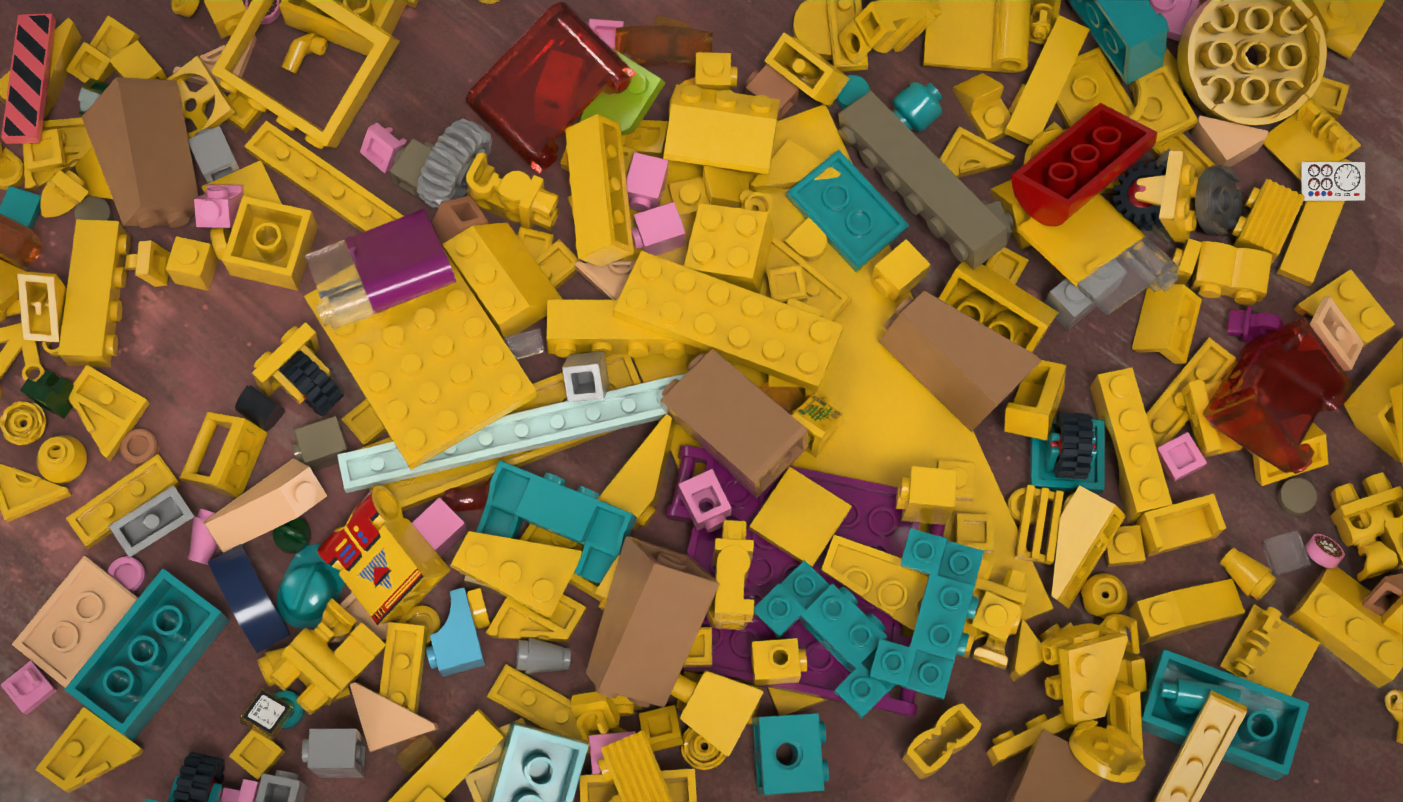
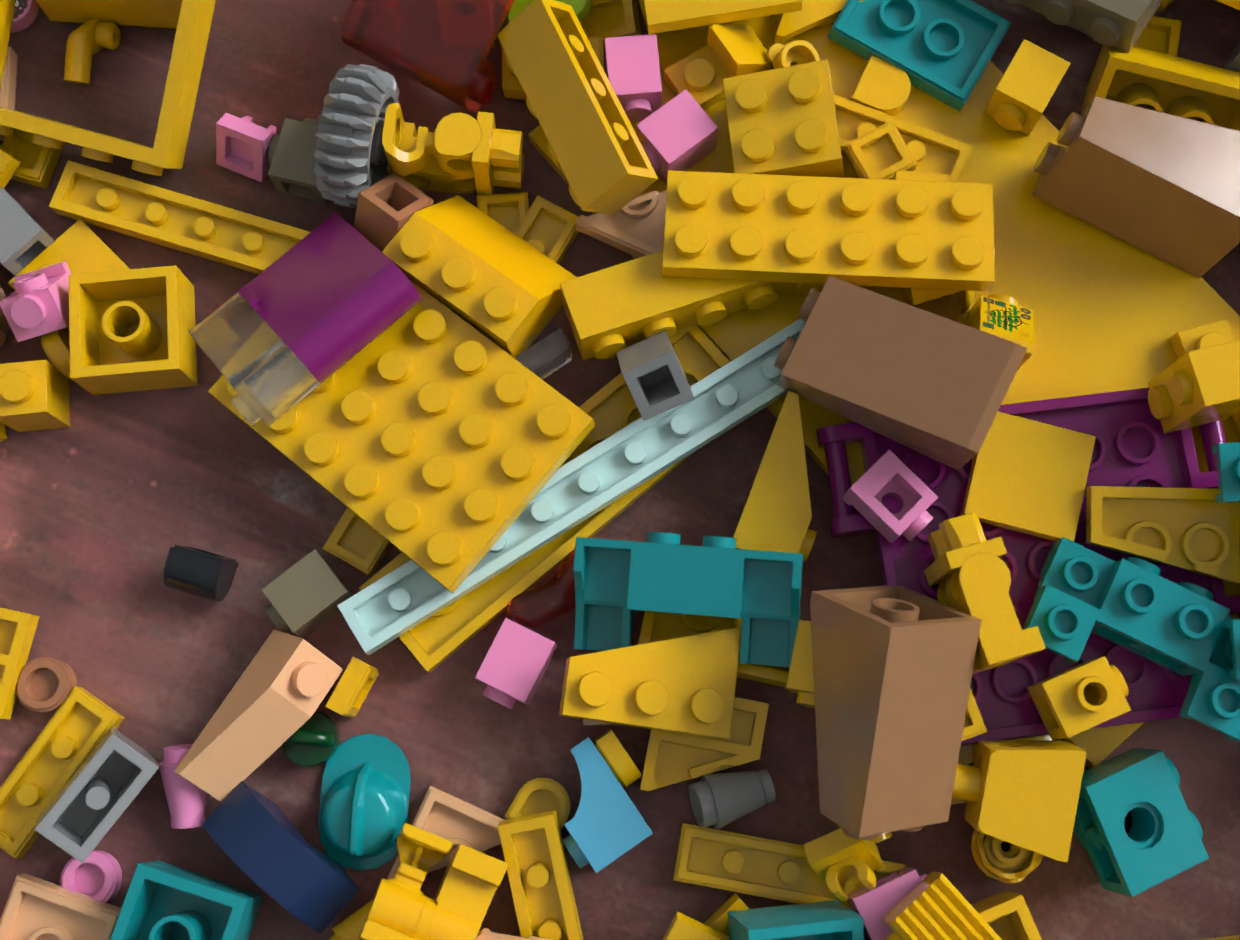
camera: 15 degrees left, 5 degrees up
(235, 458) = (190, 659): yellow tile -> none
(298, 371) = (237, 501): plate -> none
(329, 511) = (353, 688): none -> yellow tile
(383, 557) = (455, 734): yellow piece -> none
(662, 727) = (940, 846): yellow plate -> none

